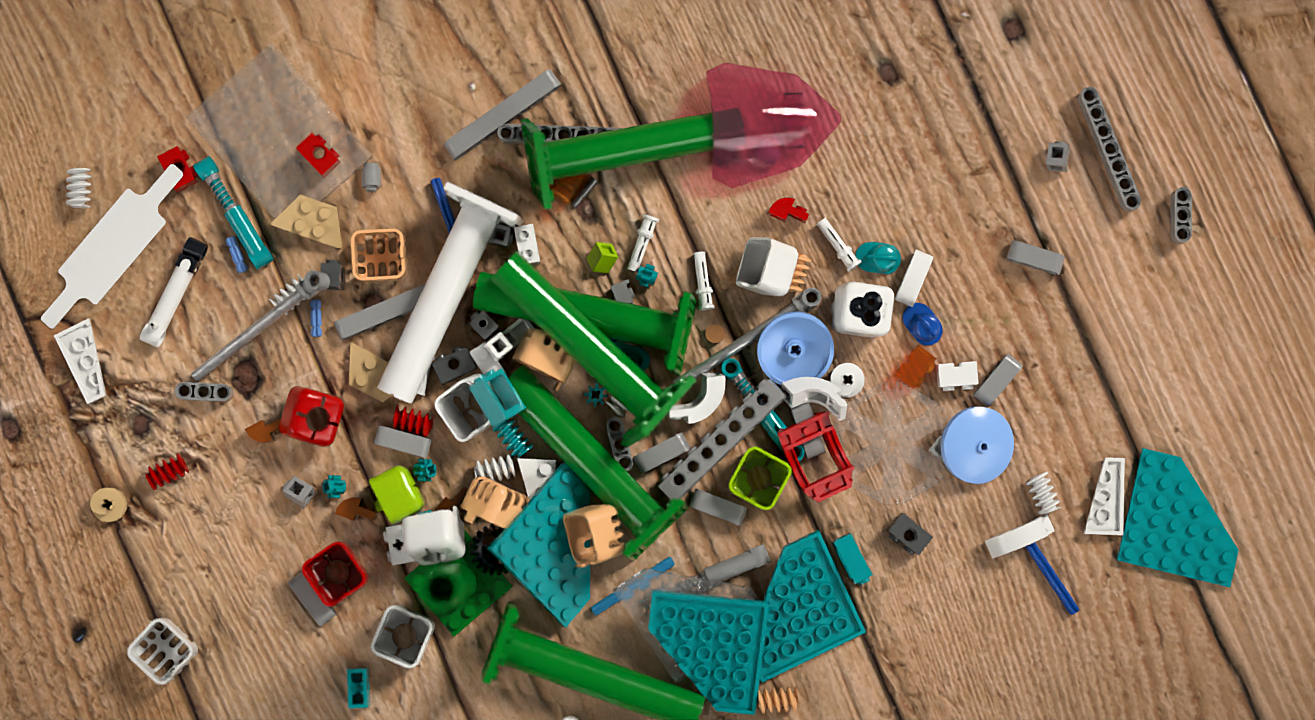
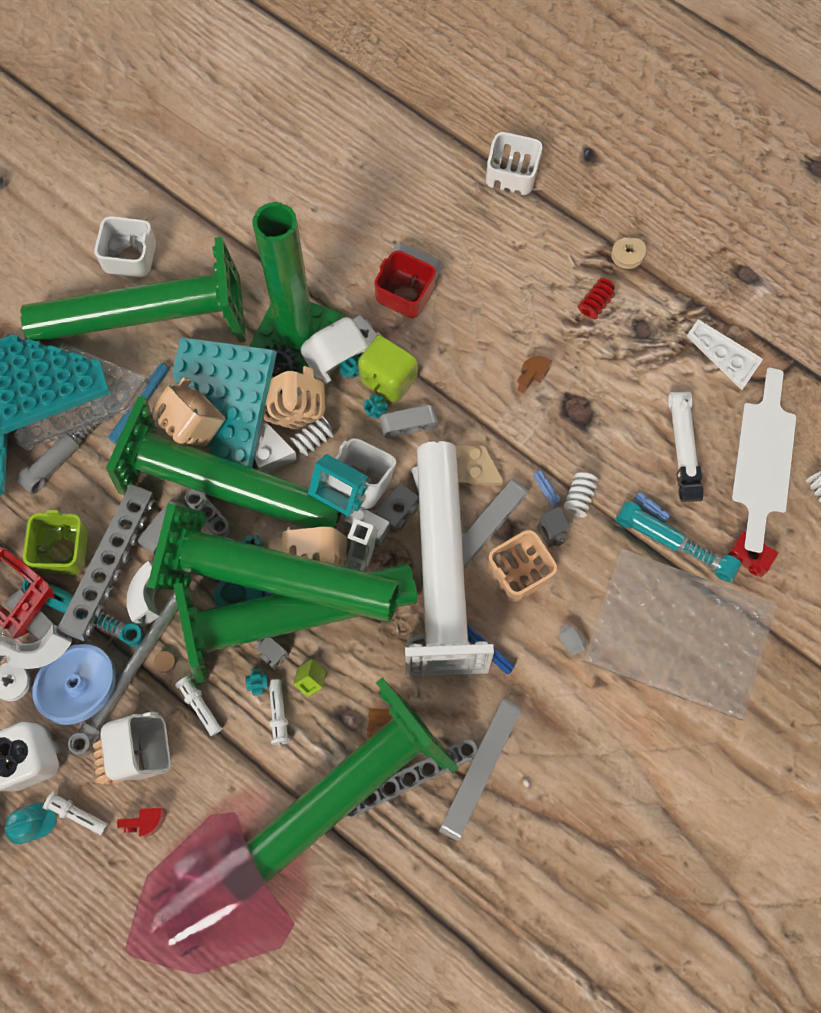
camera: 155 degrees right, 15 degrees down
(194, 392) = (612, 371): light grey beam -> none
(294, 485) = (481, 332): light grey brick -> none
(303, 400) = (513, 404): red piece -> none
(305, 289) = (569, 494): flat silver piece -> none
(308, 149) = (645, 628): red brick -> none
(312, 220) = (603, 570): tan wing -> none
(334, 486) = (447, 355): teal gear -> none
(352, 506) = (420, 347): dark orange brick -> none
(358, 687) = (336, 212): teal brick -> none
(383, 642) = (331, 252): white piece -> none
(412, 421) = (407, 441): red piece -> none
(448, 504) = (335, 388): reddish brown brick -> none
(487, 331) = (382, 556): light grey brick -> none
(513, 438) = (301, 468): teal piece -> none
(527, 243) = (387, 650): white brick -> none
(584, 191) = (360, 732): flat silver pin -> none
(718, 507) = (90, 504): light grey beam -> none

